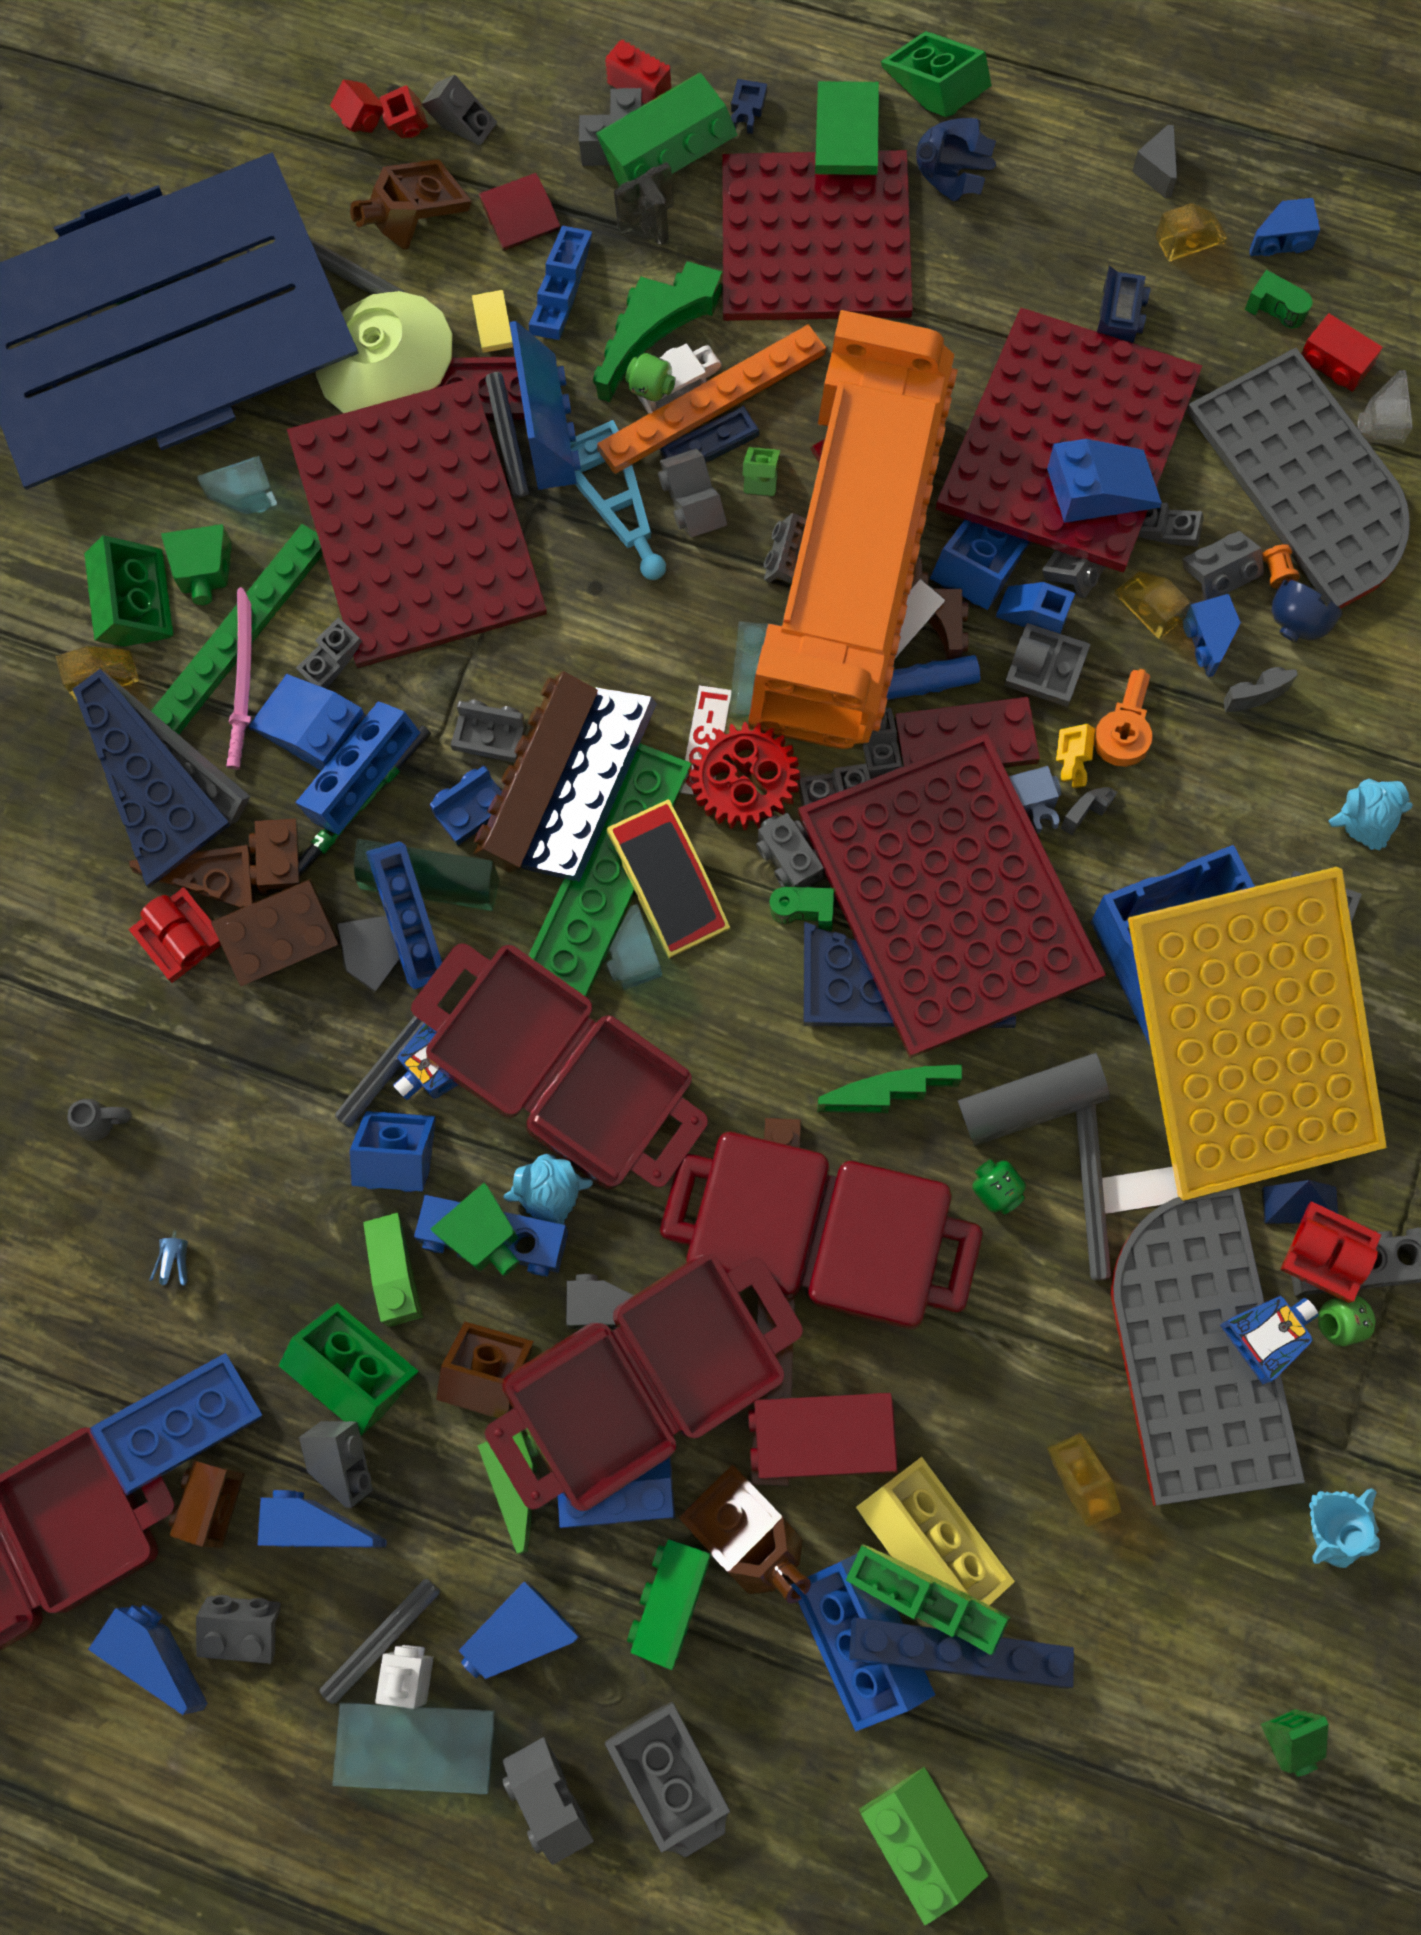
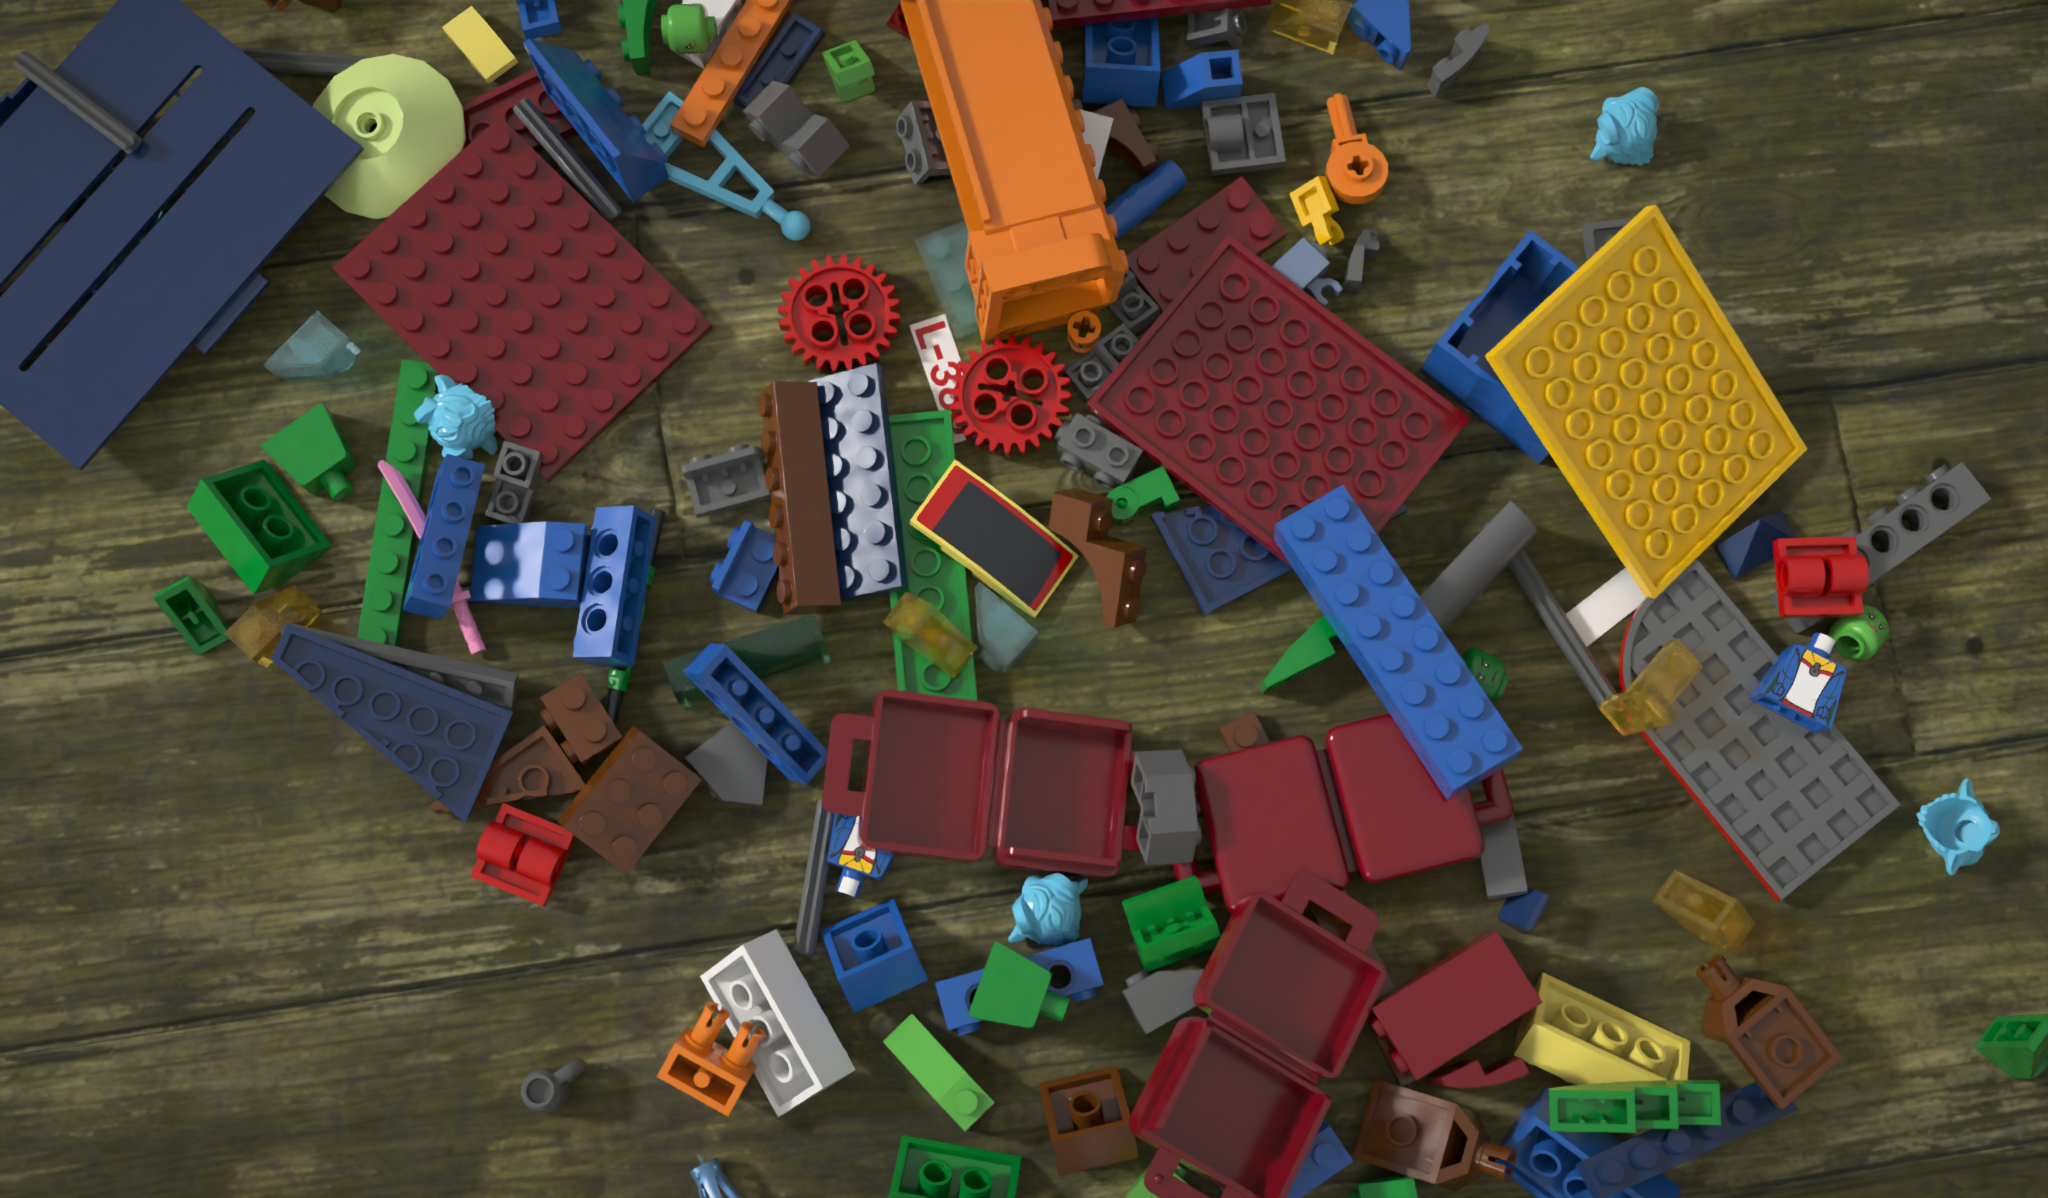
camera: 35 degrees left, 5 degrees up
(44, 632) = (193, 614): none -> green slope
(172, 222) = (77, 102): none -> dark grey axle
(216, 1167) = (709, 1069): none -> orange brick
(252, 666) = (443, 537): none -> blue brick
(291, 1162) = (799, 1045): none -> white slope
(315, 586) = (459, 419): none -> medium azure hair
(575, 924) = (930, 633): none -> clear yellow slope
(619, 642) = (872, 308): none -> red gear
(635, 1249) = (1171, 923): none -> green bracket
(680, 1151) = (1168, 807): none -> dark grey brick
(751, 943) = (1117, 564): none -> reddish brown arch
(805, 1501) = (1471, 1075): none -> dark red slope
(828, 747) = (1075, 327): none -> orange bush
(932, 1394) = (1523, 911): none -> dark blue slope
(936, 1118) = (1396, 643): none -> blue brick
(936, 1343) = (1502, 860): none -> dark grey slope
(1079, 1605) = (1765, 1031): none -> reddish brown plate
(1131, 1275) = (1651, 696): none -> clear yellow bracket

